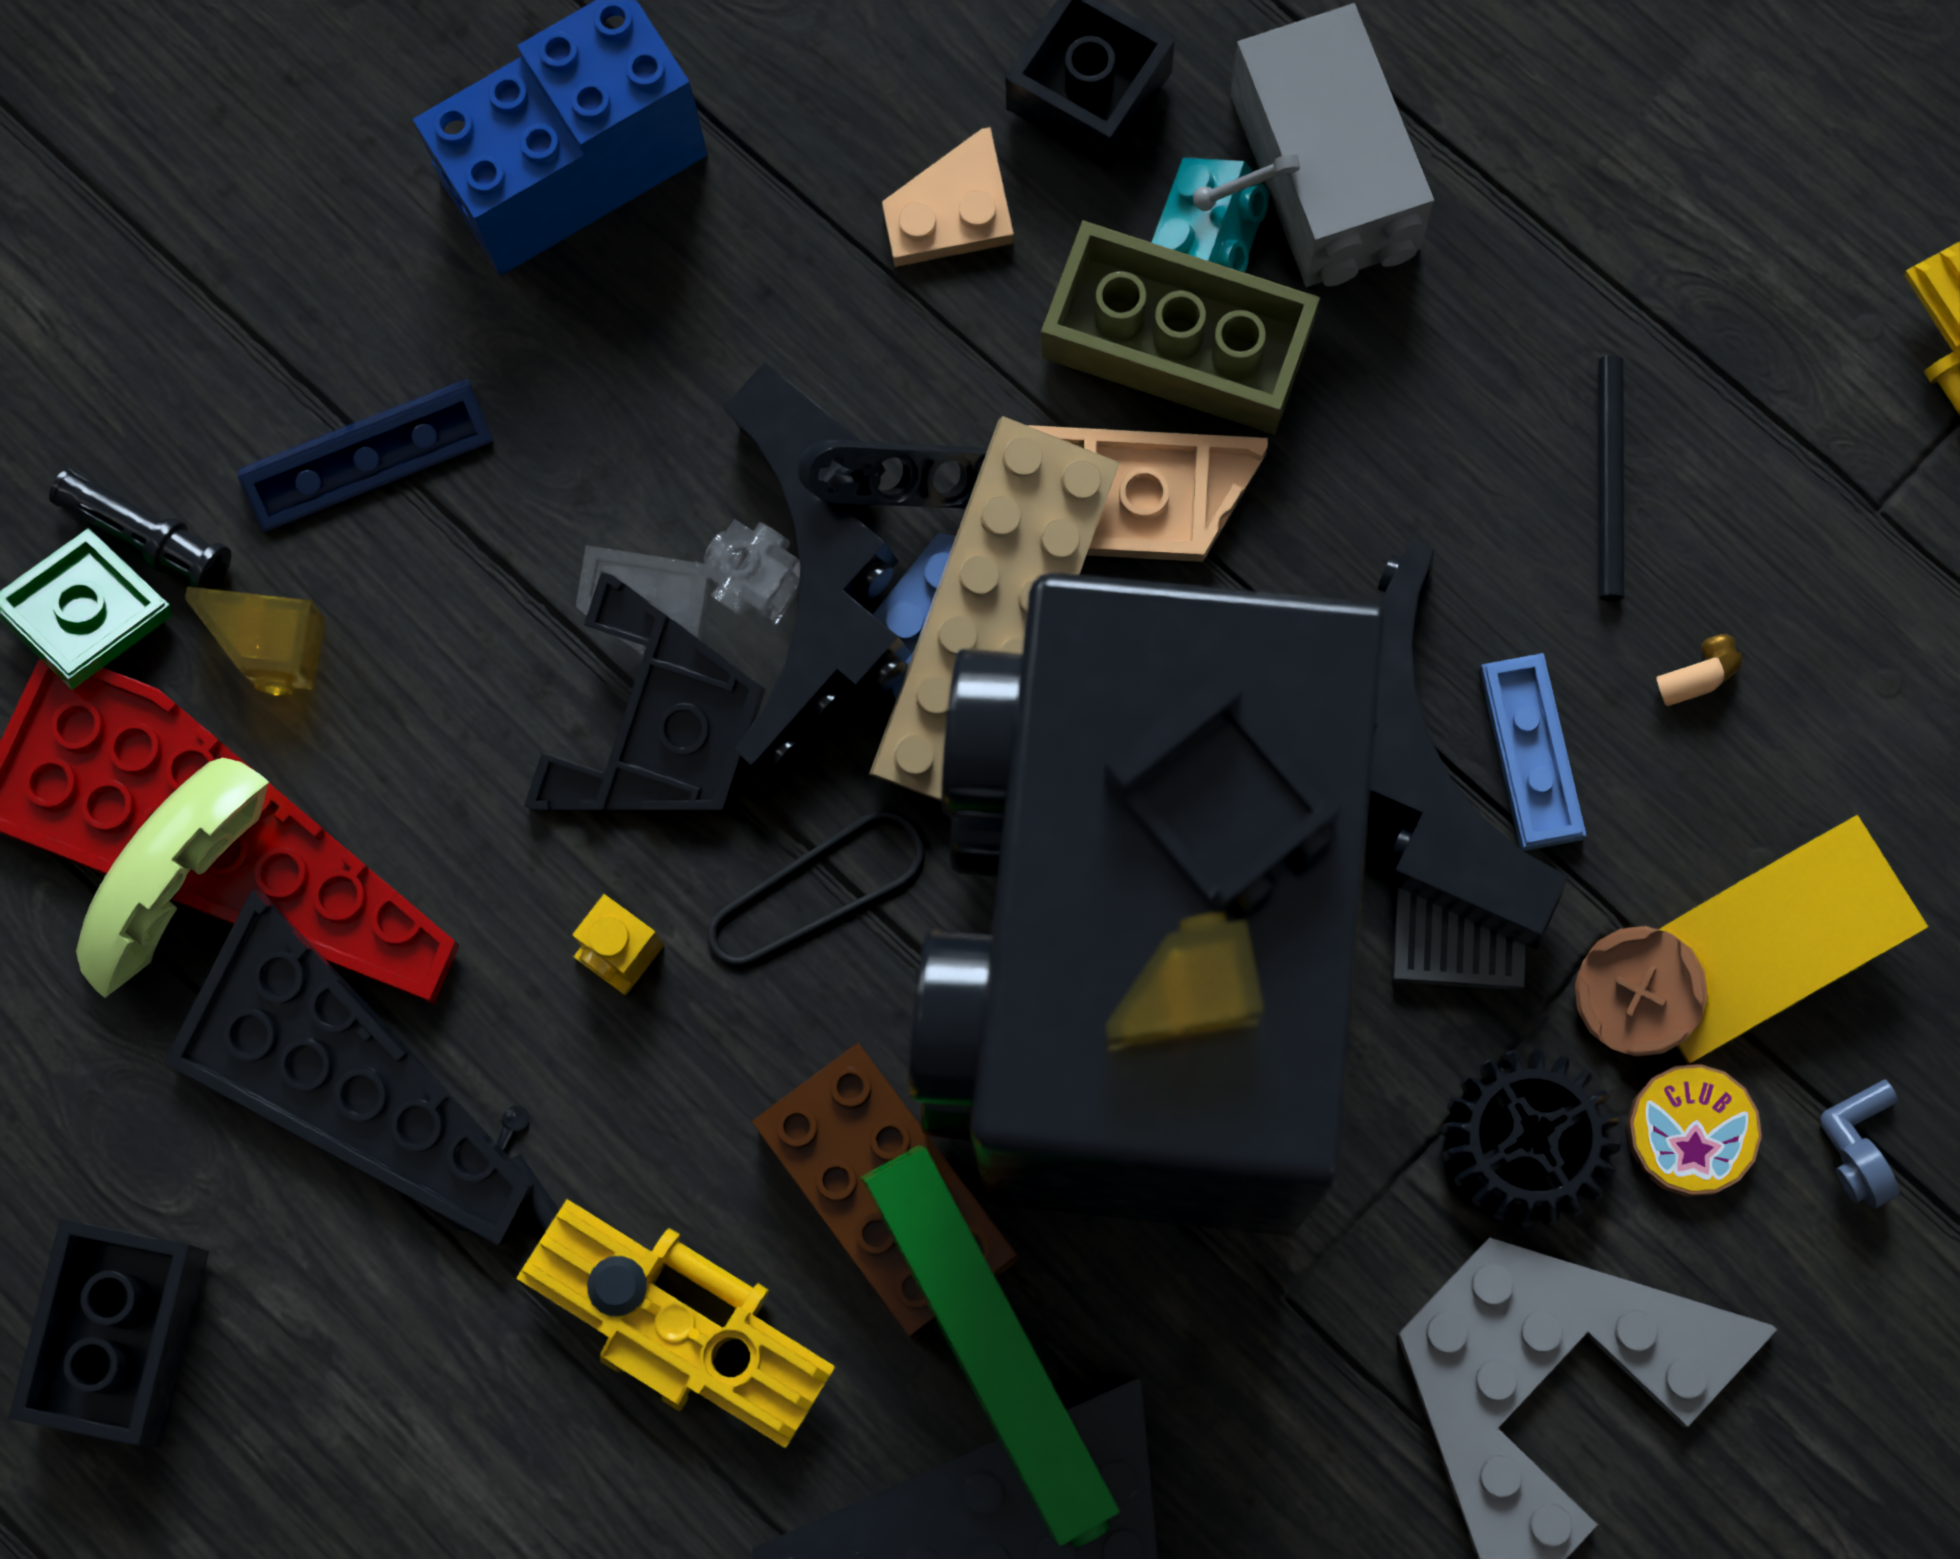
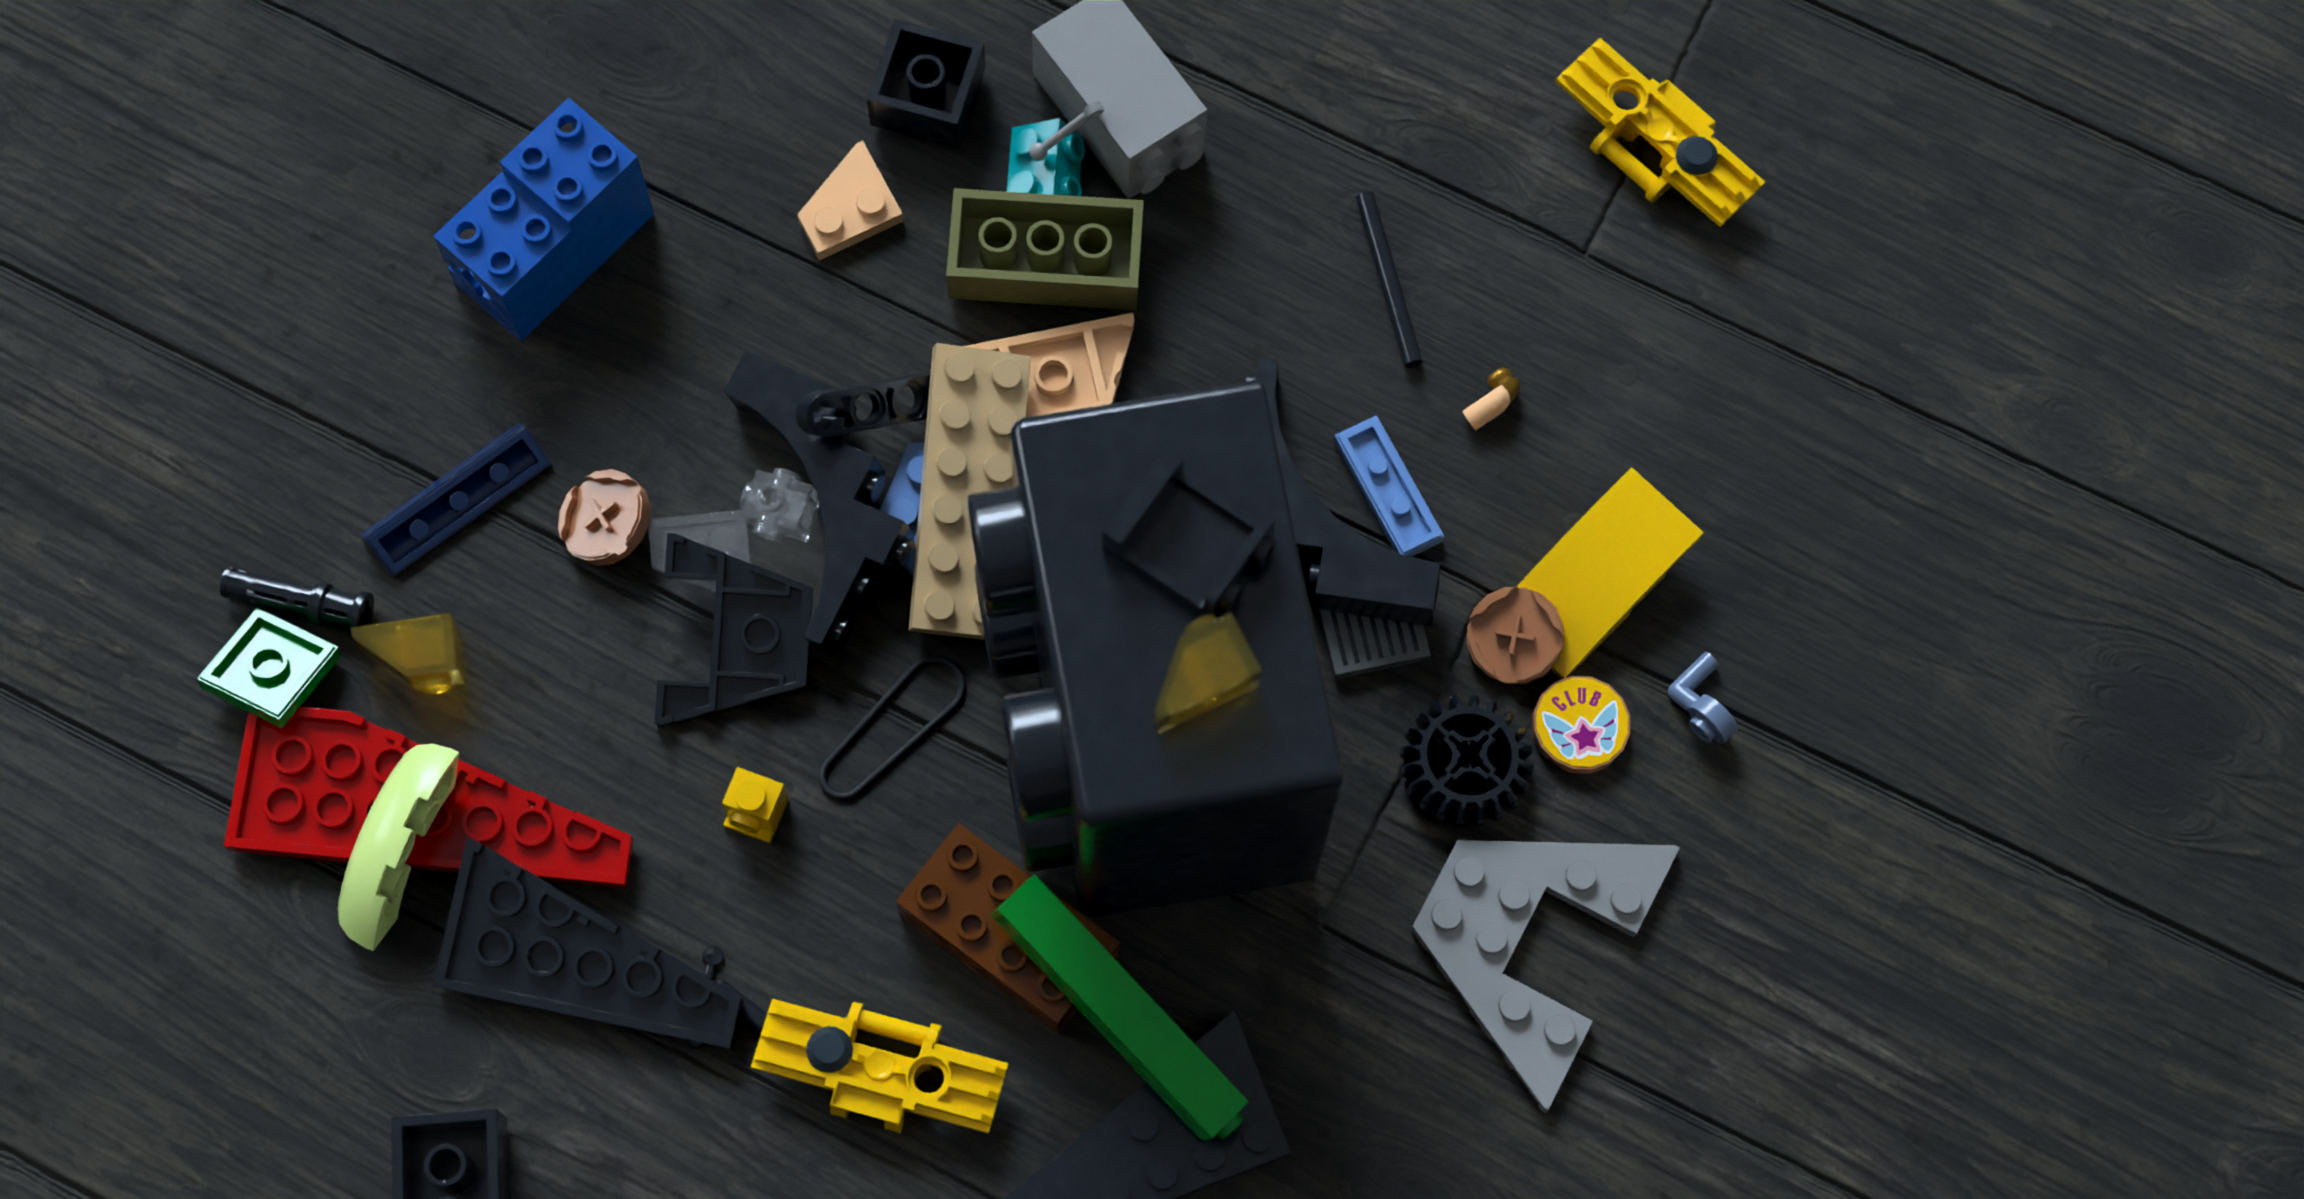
camera: 25 degrees left, 5 degrees down
(535, 528) = (604, 517): none -> nougat tile

